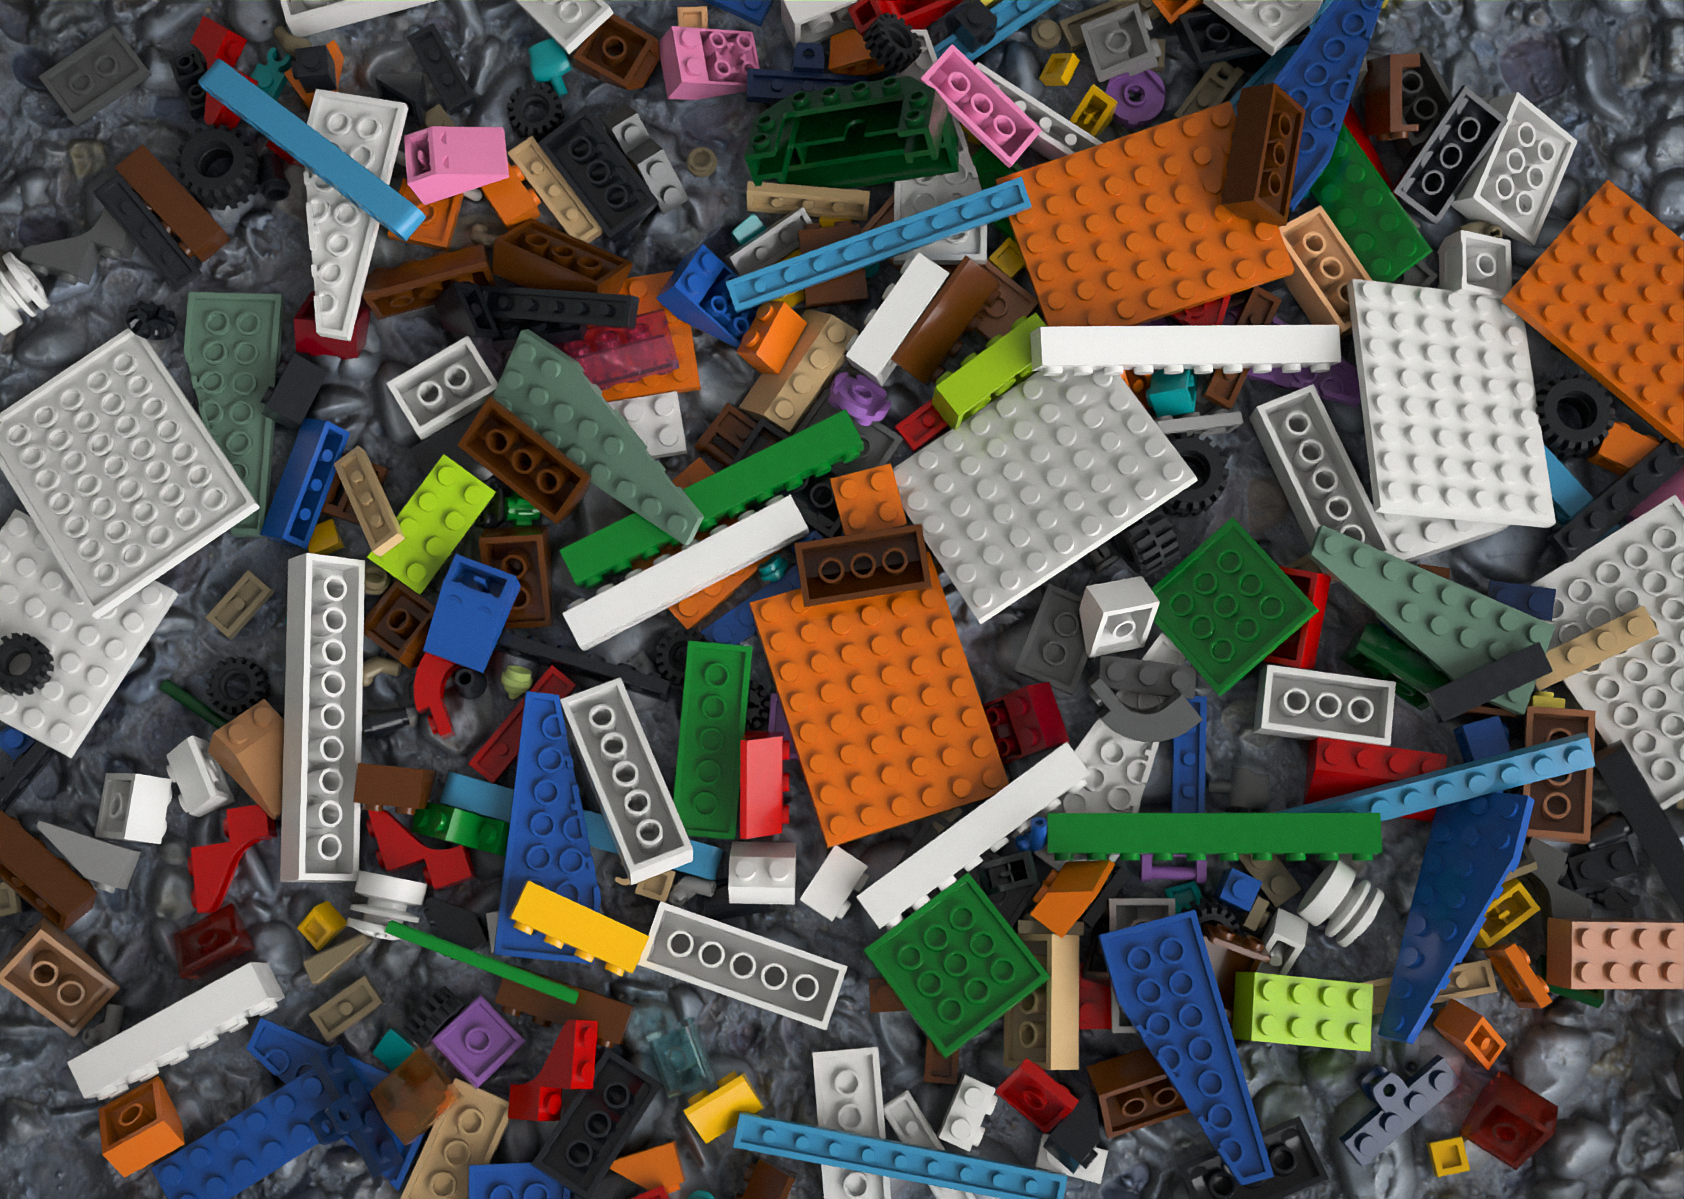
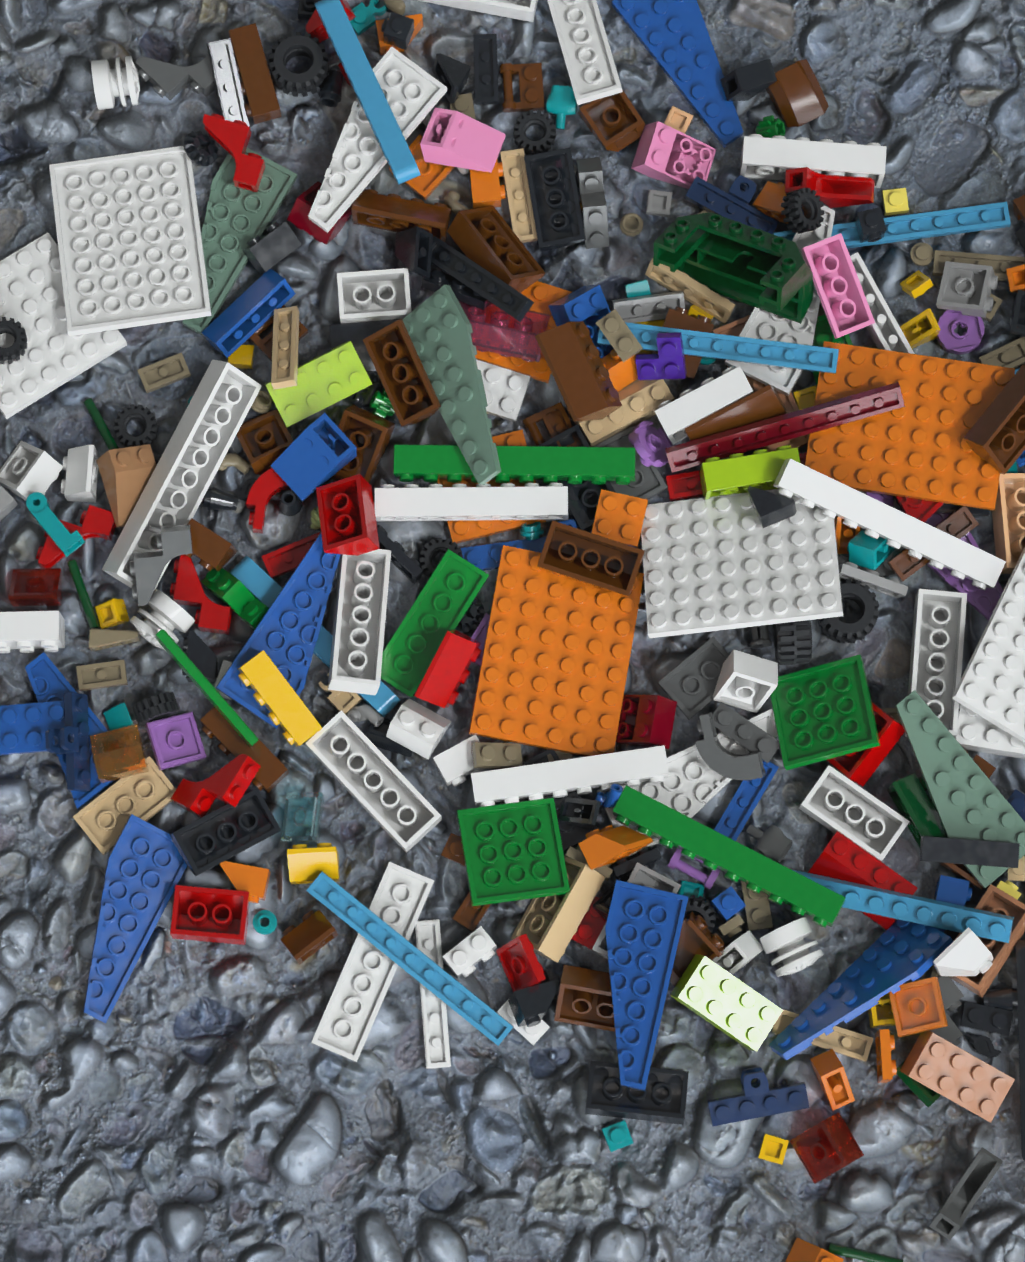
camera: 30 degrees right, 0 degrees up
(166, 846) = (41, 511): none -> teal leg
(185, 288) = (235, 139): none -> red arch
(275, 921) = (83, 594): none -> dark green bar
(335, 848) = (150, 565): none -> arch
(503, 65) = (530, 87): none -> reddish brown plate
(548, 664) = (347, 516): none -> red slope
(720, 123) = (659, 203): none -> light grey tile
(734, 352) = (579, 371): none -> reddish brown slope
(758, 289) = (619, 335): none -> dark tan plate
(831, 291) = (668, 362): none -> dark purple plate
(874, 857) = (496, 755): none -> dark tan plate
(1007, 297) = (785, 427): none -> dark red plate
(1040, 397) = (770, 506): none -> black slope
(1535, 899) = (918, 1007): none -> orange plate
(1557, 809) = (964, 957): none -> white slope

